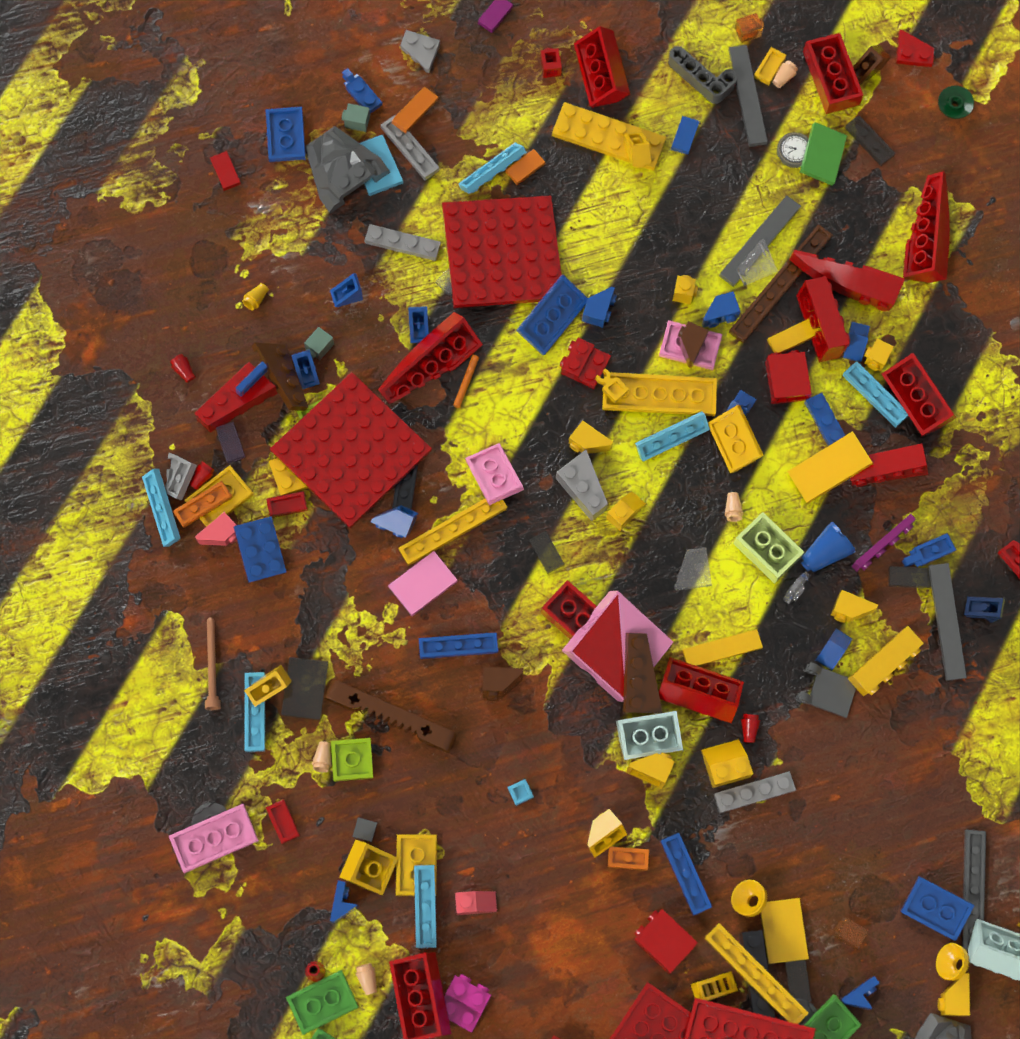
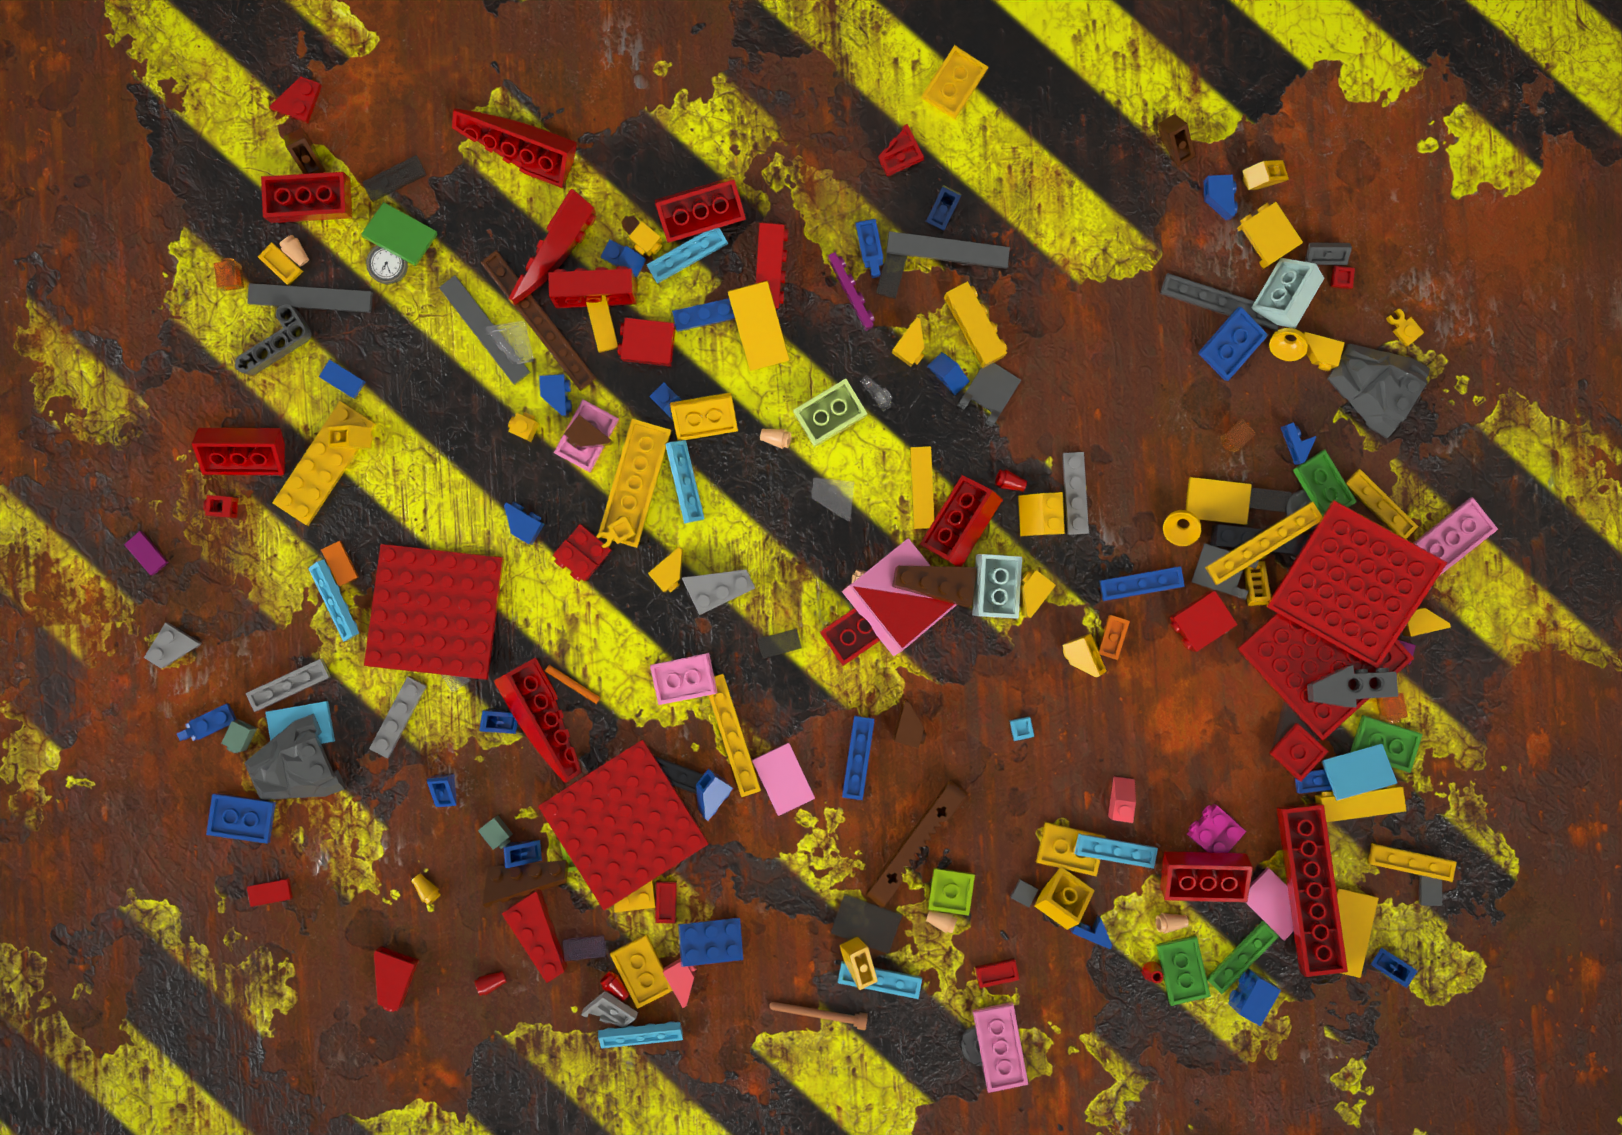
camera: 75 degrees left, 15 degrees up
(171, 286) = (393, 977): none -> red slope
(202, 504) = (647, 991): orange tile -> none
(251, 379) = (524, 917): blue tile -> none
(414, 110) = (244, 670): orange tile -> none
(552, 315) = (520, 575): blue tile -> none
(625, 510) = (753, 550): yellow slope -> none
(710, 957) = (1201, 576): none -> dark grey flag
(827, 549) = (845, 352): blue cone -> none
(955, 95) = (365, 65): dark green dish -> none

